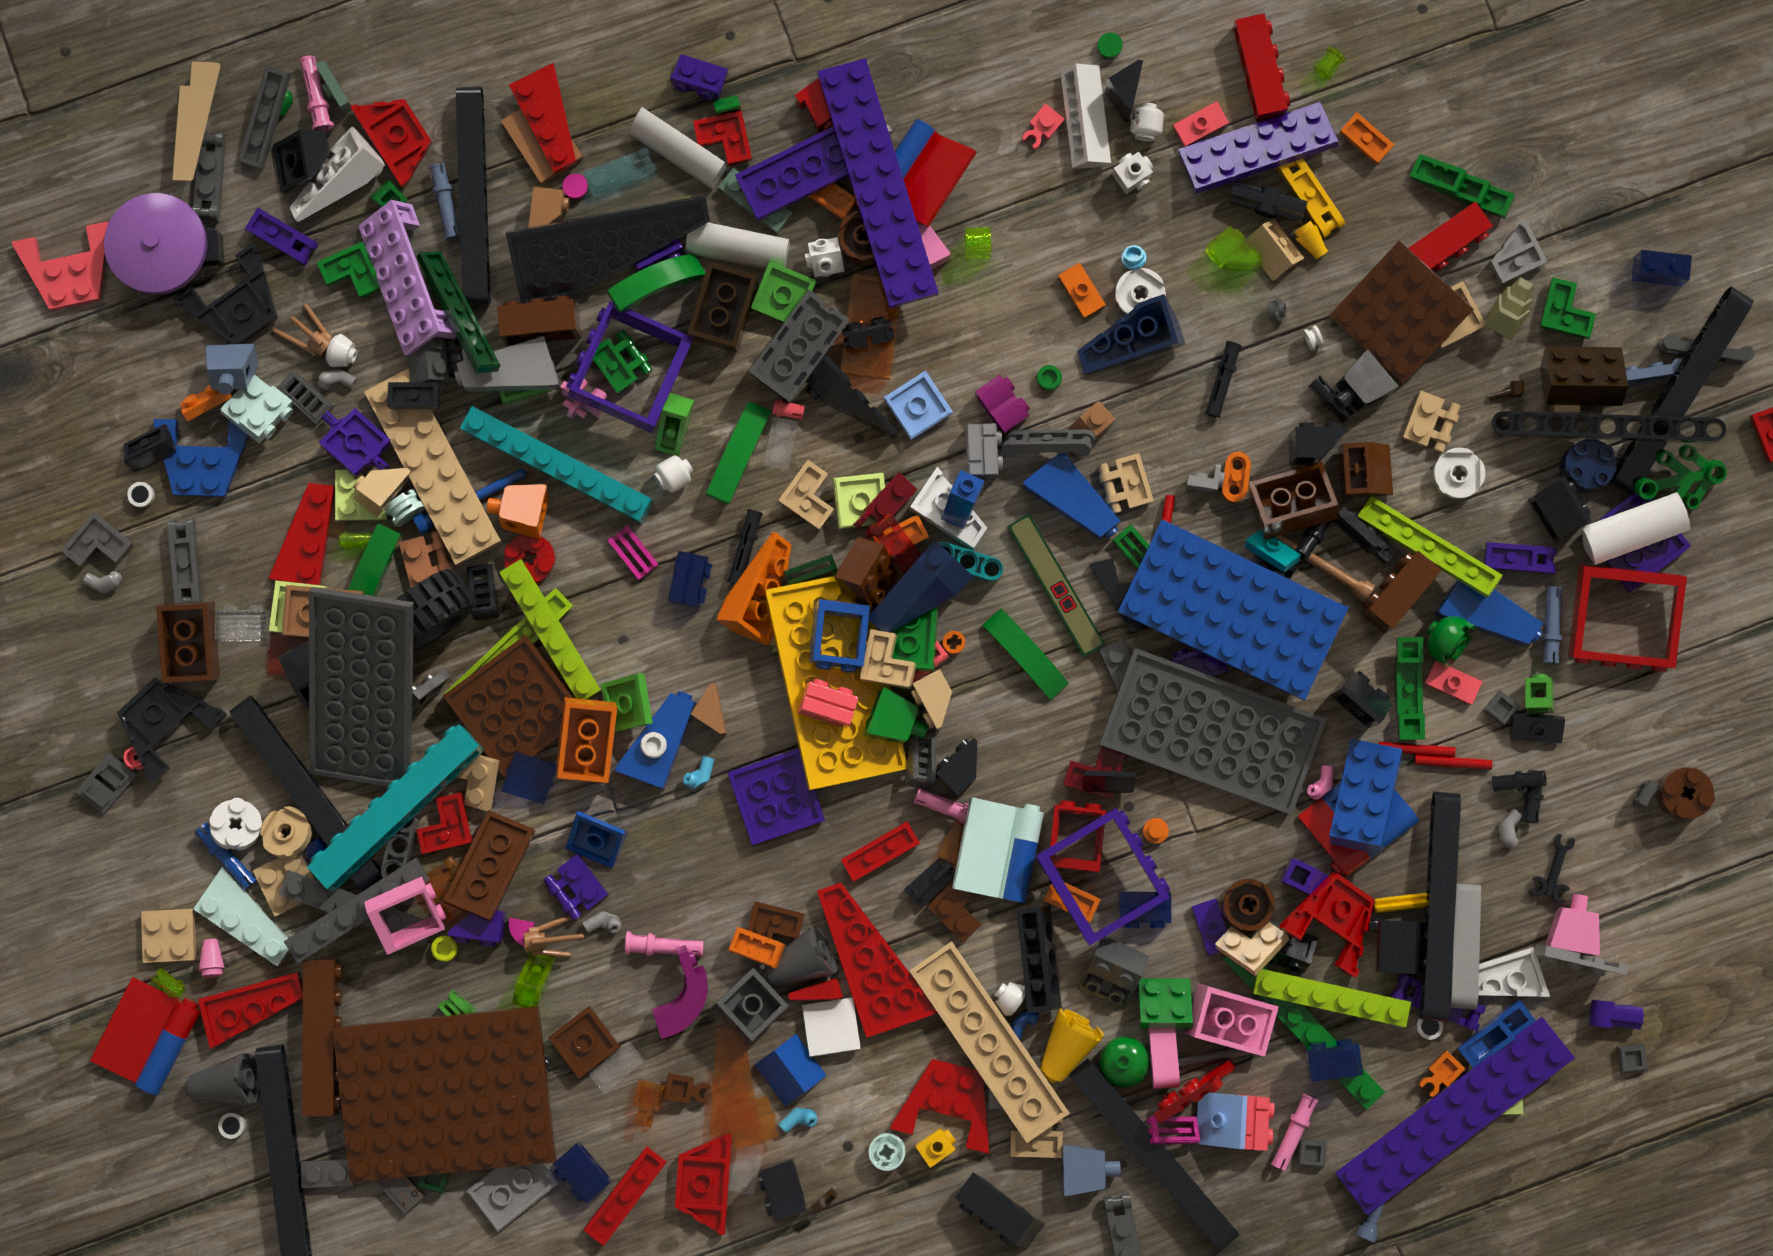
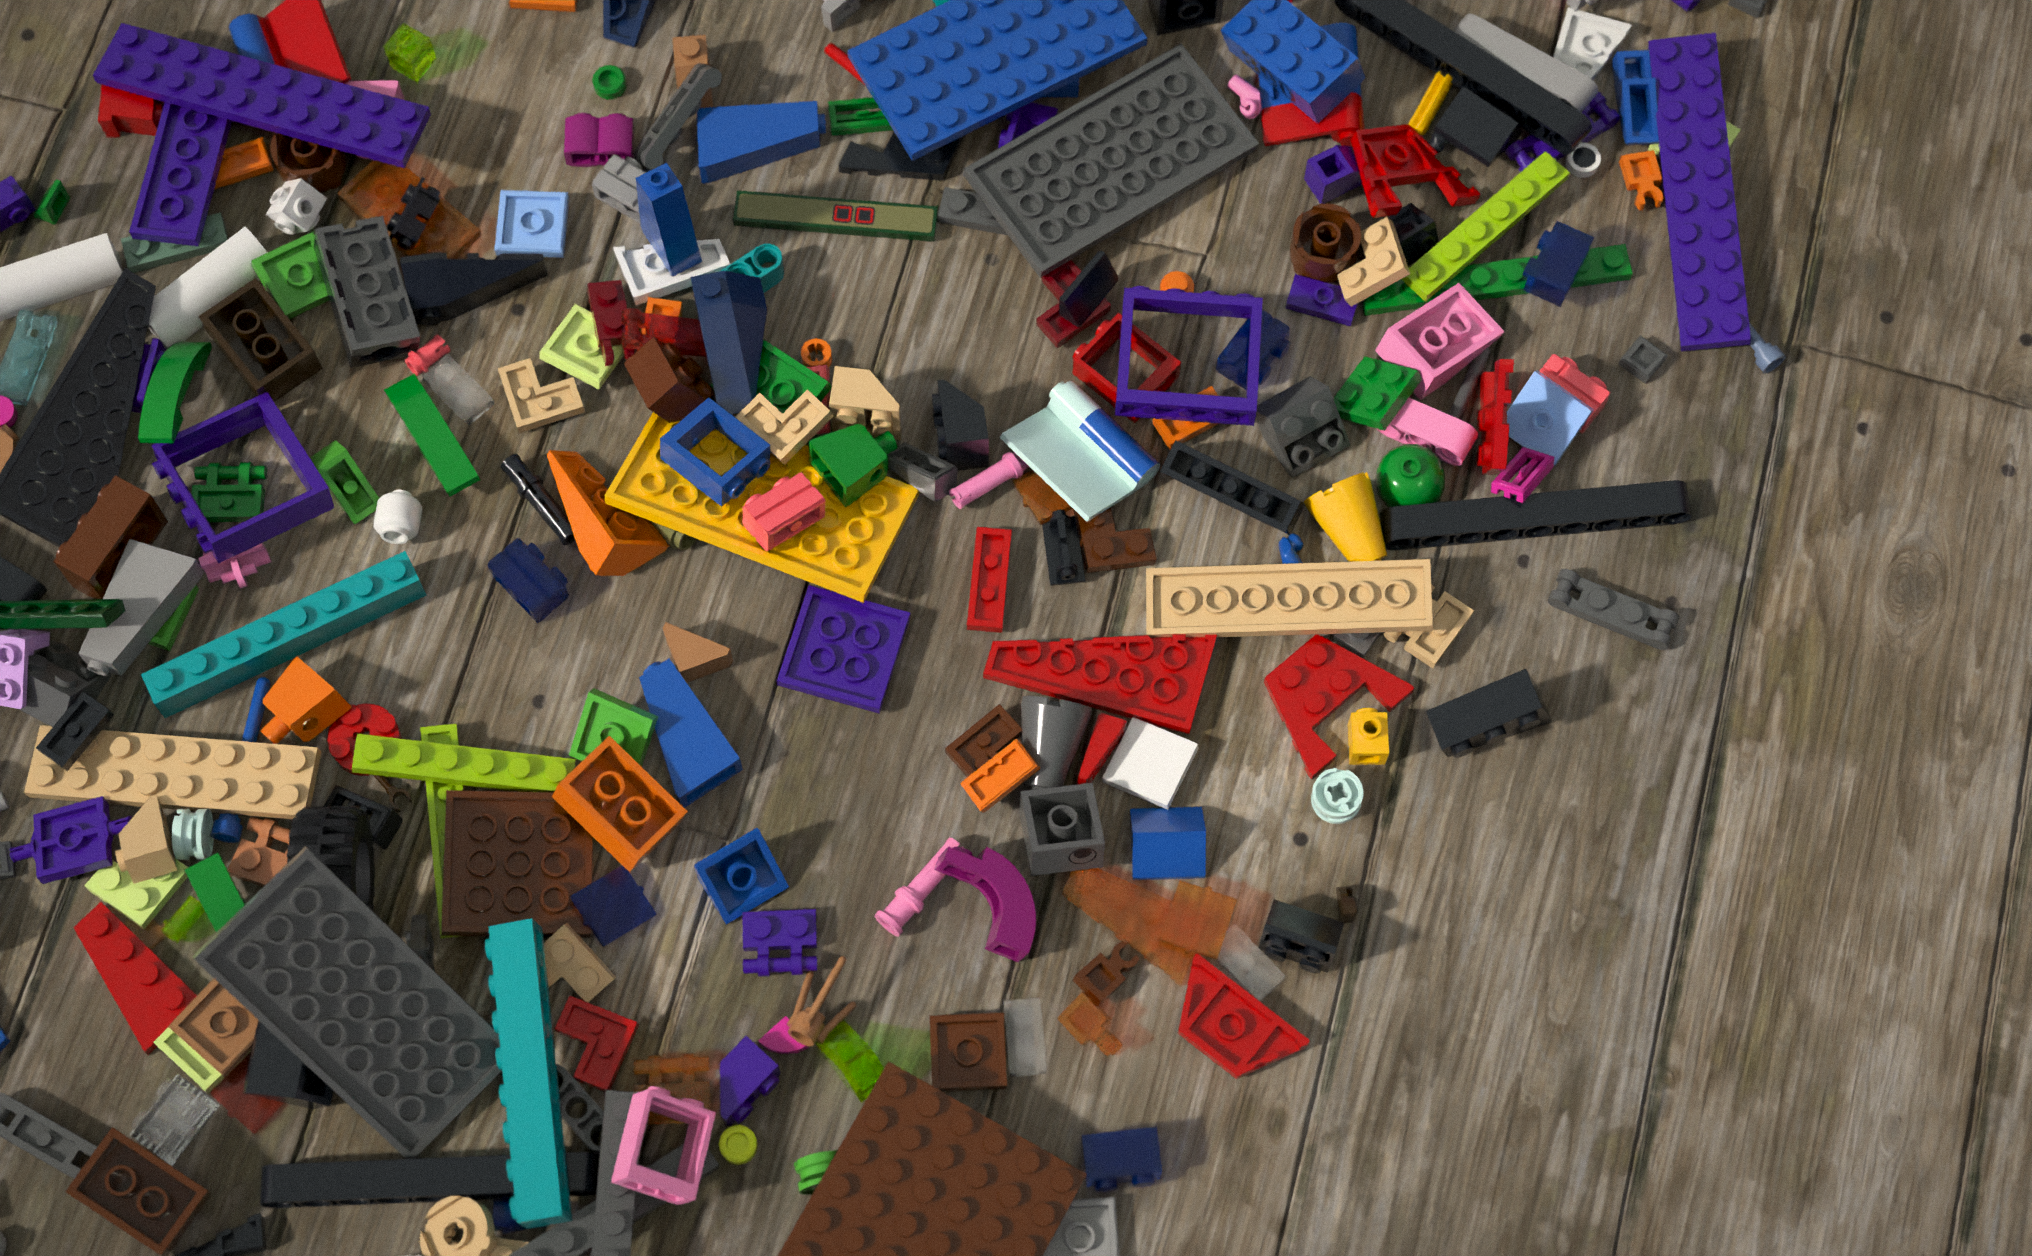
camera: 60 degrees left, 15 degrees down
(489, 866) = (681, 1017): reddish brown plate -> none
(604, 920) = (844, 934): light grey arm -> none
(620, 535) = (448, 610): dark pink tile -> none
(625, 1195) = (1184, 1127): red plate -> none
(653, 745) = (683, 733): white tile -> none
(700, 776) = (758, 717): medium azure arm -> none
(727, 129) = (78, 216): red plate -> none
(799, 1116) = (1229, 866): medium azure arm -> none
(832, 567) = (634, 424): dark green tile -> none
(1009, 997) = (1253, 547): white cone -> none
(1026, 653) = (885, 288): green slope -> none
(1086, 1169) = (1503, 595): sand blue torso -> none
(1133, 481) = (782, 69): tan plate -> none
(1299, 1122) = (1600, 348): bright pink pin -> none

